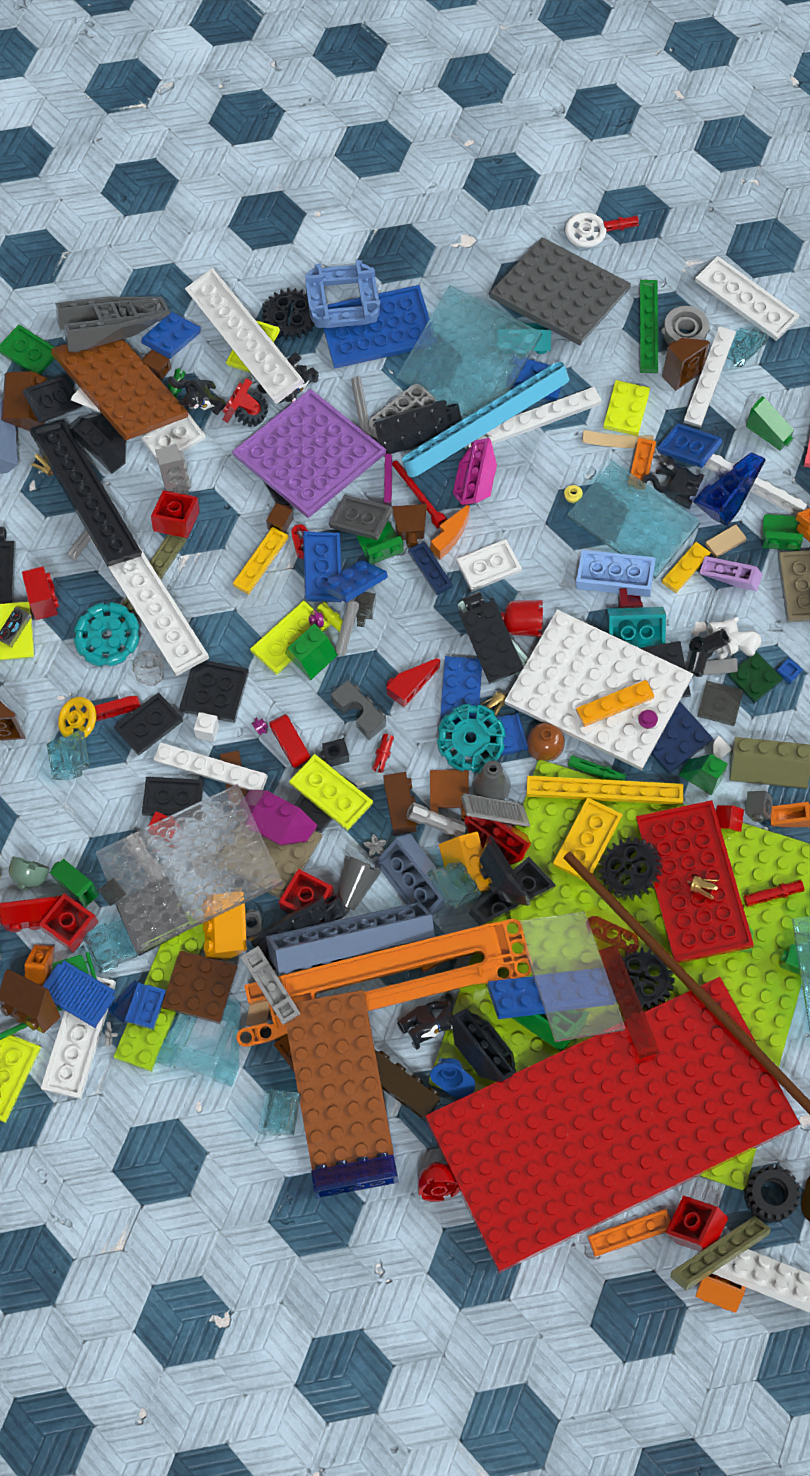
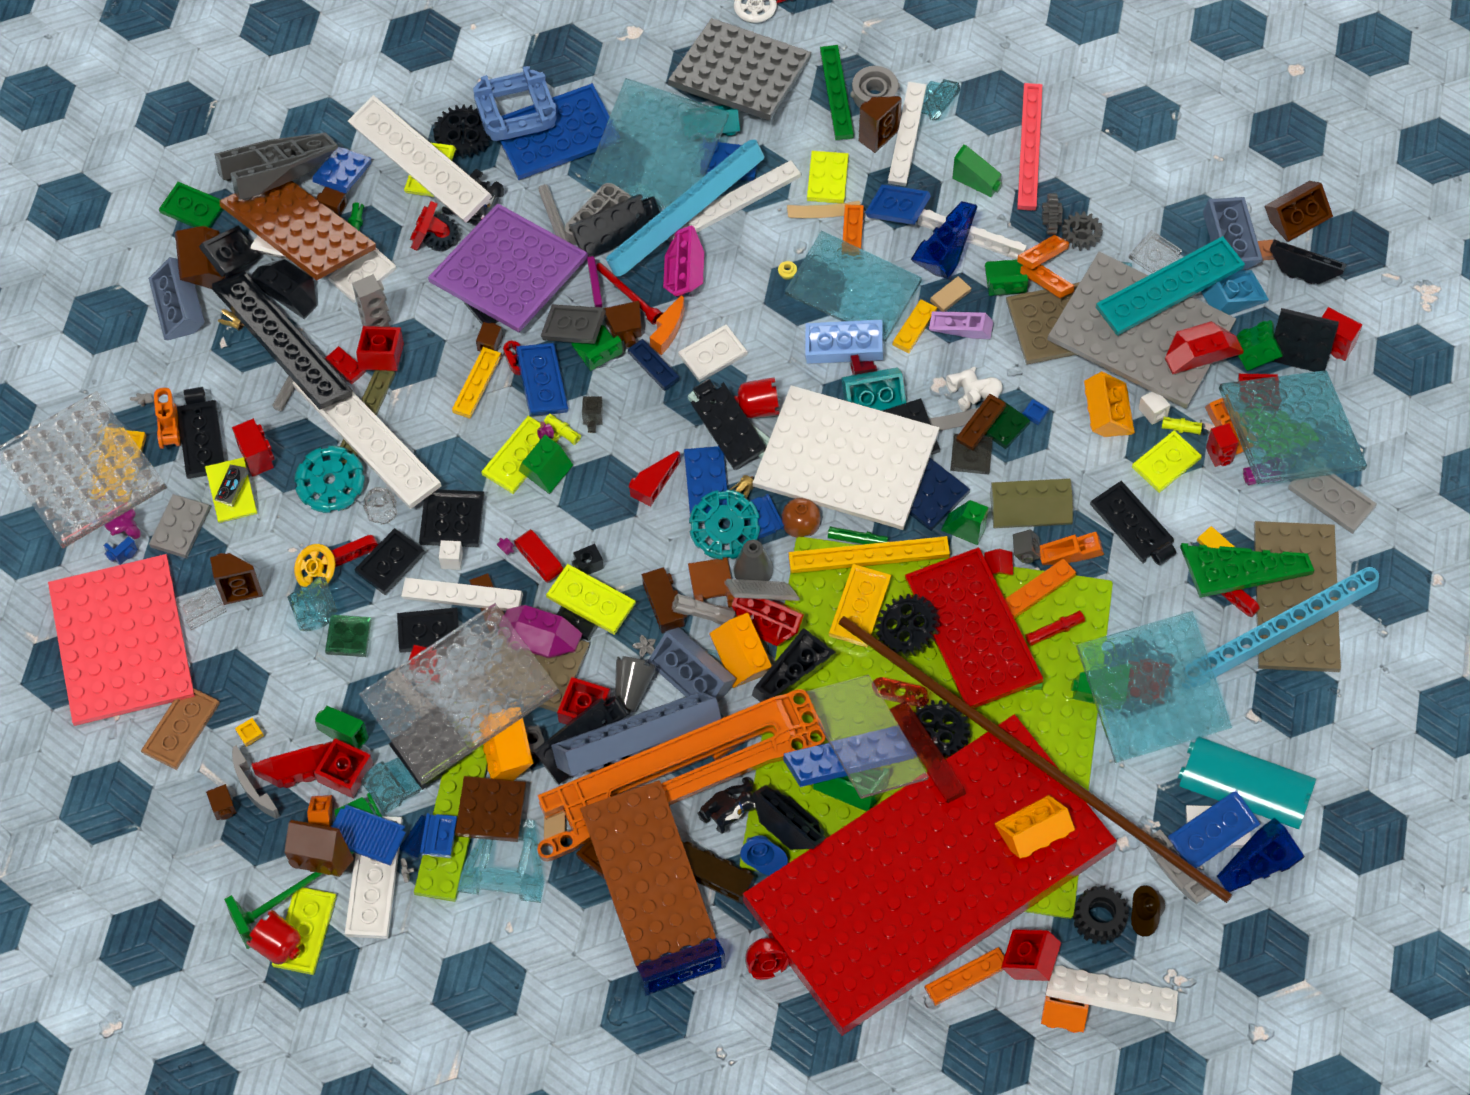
camera: 10 degrees left, 5 degrees down
(27, 873) = (291, 726): sand green cylinder -> none
(97, 791) = (348, 635): none -> clear green plate
(112, 892) = (384, 728): clear smoke tile -> none
(140, 524) = (344, 365): none -> red plate
(198, 394) = (383, 225): black animal -> none
(270, 985) = (564, 790): light grey slope -> none
(279, 1113) = (593, 916): clear light blue brick -> none
(347, 627) = (578, 435): light grey axle -> none
(349, 697) = (592, 504): dark grey arch -> none
(354, 581) = (578, 387): blue plate -> none
(383, 753) = (637, 553): red pin -> none
(454, 885) = (733, 667): clear light blue brick -> none
(501, 875) = (779, 649): black wedge -> none
(615, 703) = (865, 467): light orange plate -> none
(648, 719) = (901, 477): magenta plate -> none
(676, 487) = (891, 248): black animal -> none
(699, 883) = (979, 627): pearl gold piece -> none
(703, 649) = (946, 402): black piece -> none
(720, 1253) = (1058, 974): olive plate -> none
(721, 748) = (979, 496): white tile -> none
(722, 1097) = (1035, 826): none -> light orange slope
(734, 674) = (981, 422): none -> reddish brown plate
(747, 298) = (932, 50): white plate -> none
(765, 849) = (1040, 587): none -> orange plate

